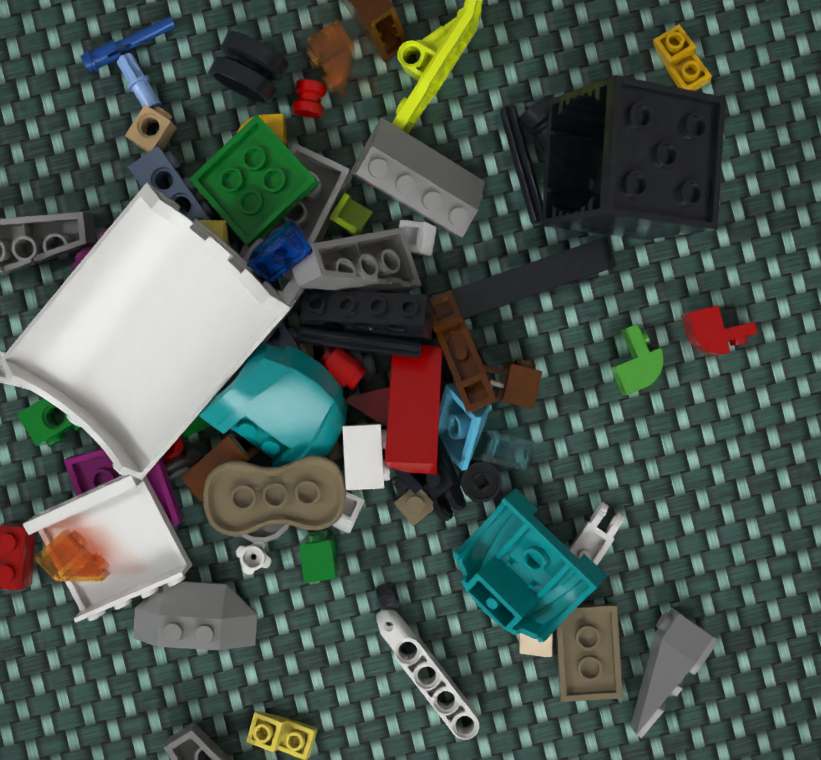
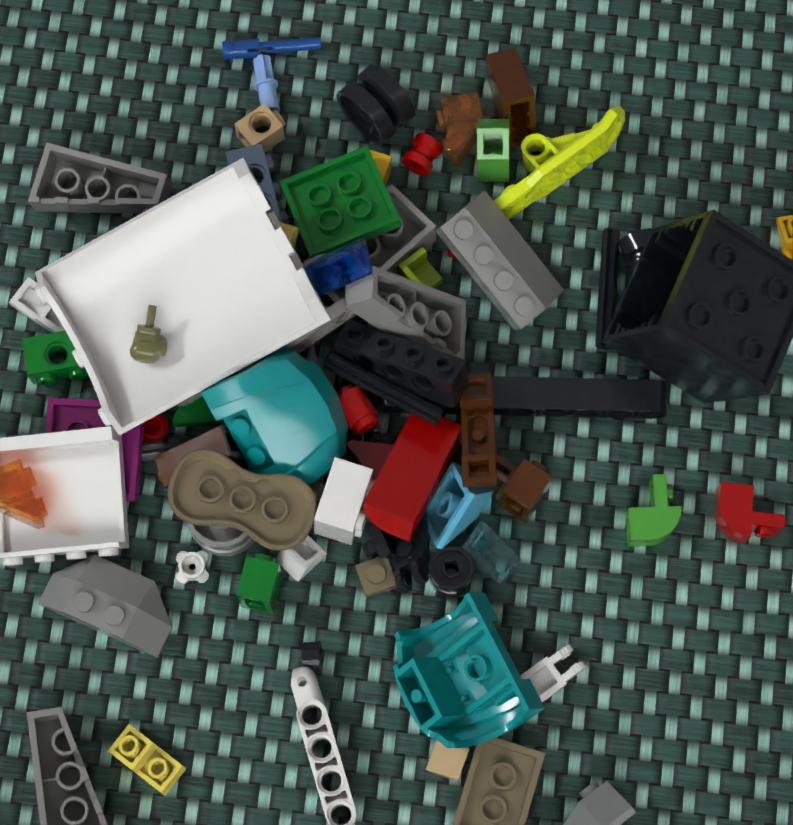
camera: 20 degrees right, 15 degrees down
(131, 385) = (147, 342): none -> olive piece
(373, 71) = (493, 150): none -> bright green slope
(419, 236) = (480, 319): white slope -> none

